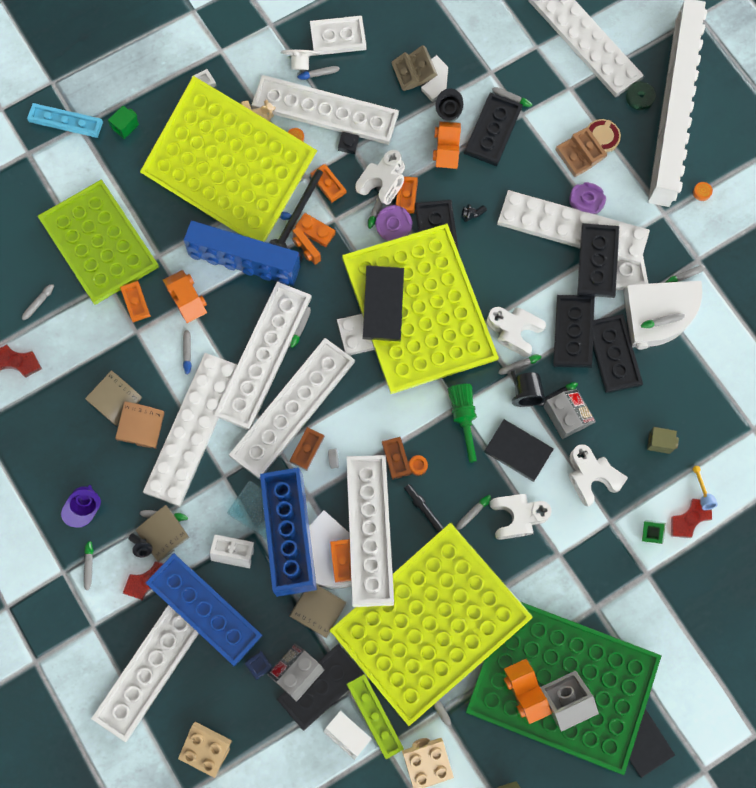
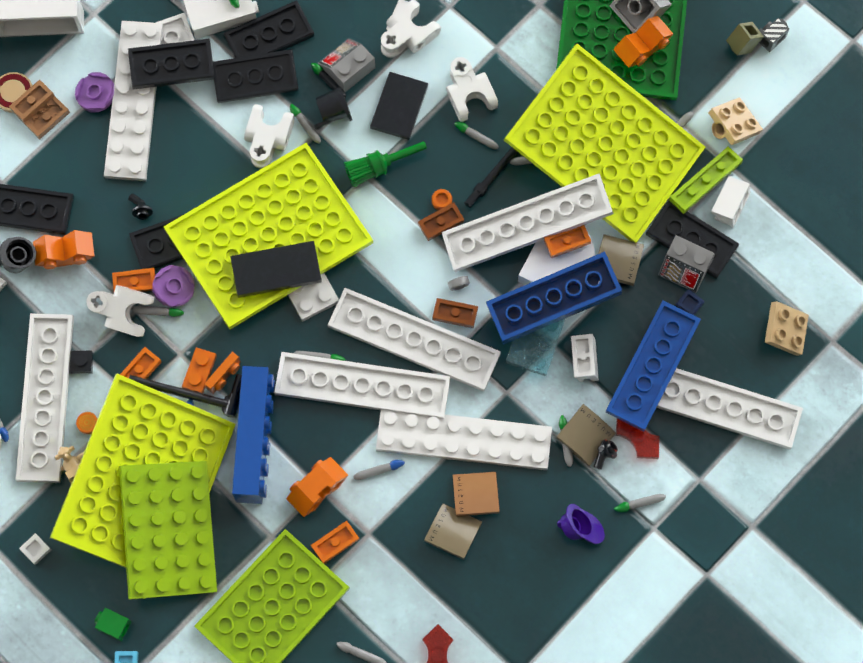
camera: 100 degrees left, 0 degrees up
(182, 171) = (167, 529): none -> lime plate

